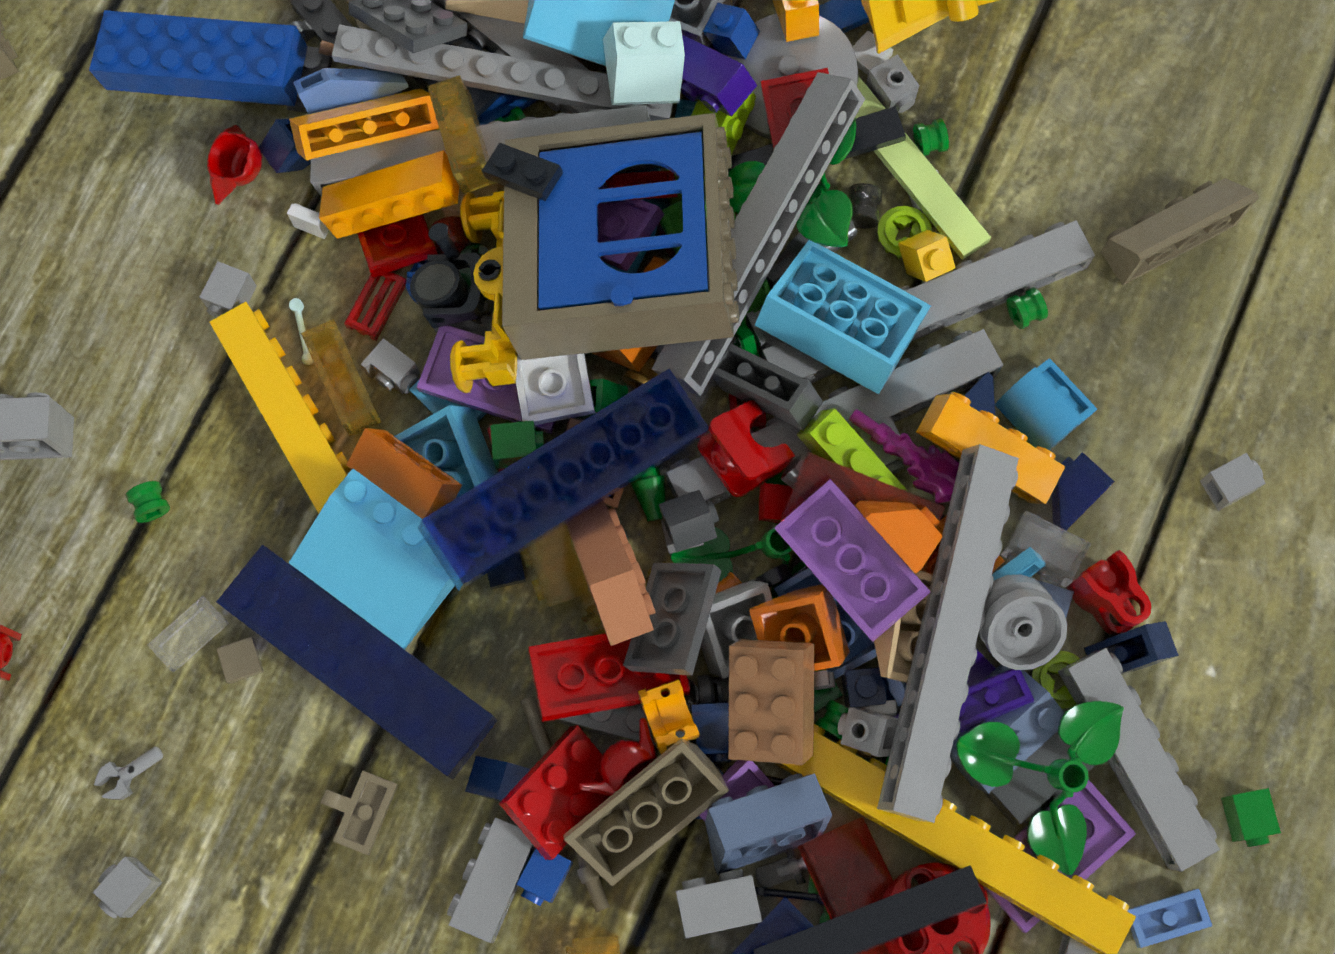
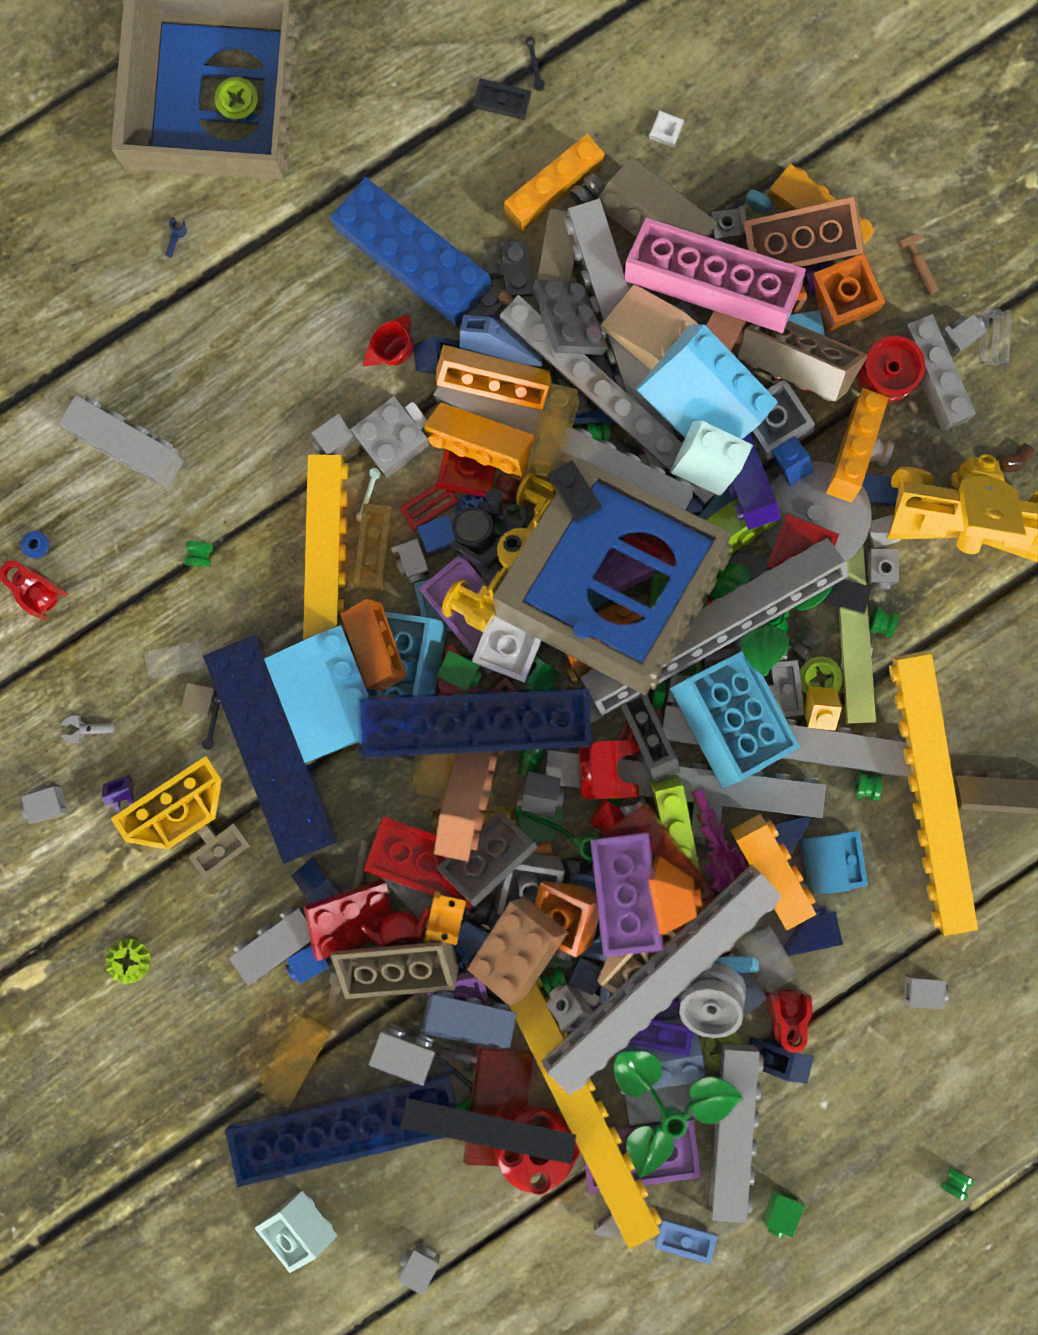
camera: 30 degrees right, 10 degrees up
(205, 818) = (117, 791): none -> dark purple tile
(280, 703) = (208, 743): none -> black hinge
(281, 794) = (173, 808): none -> yellow wedge
(290, 255) = (390, 437): none -> light grey brick
(404, 325) = (437, 535): none -> blue brick
(873, 255) = (787, 688): none -> light grey plate
(1101, 267) = (934, 793): none -> yellow brick

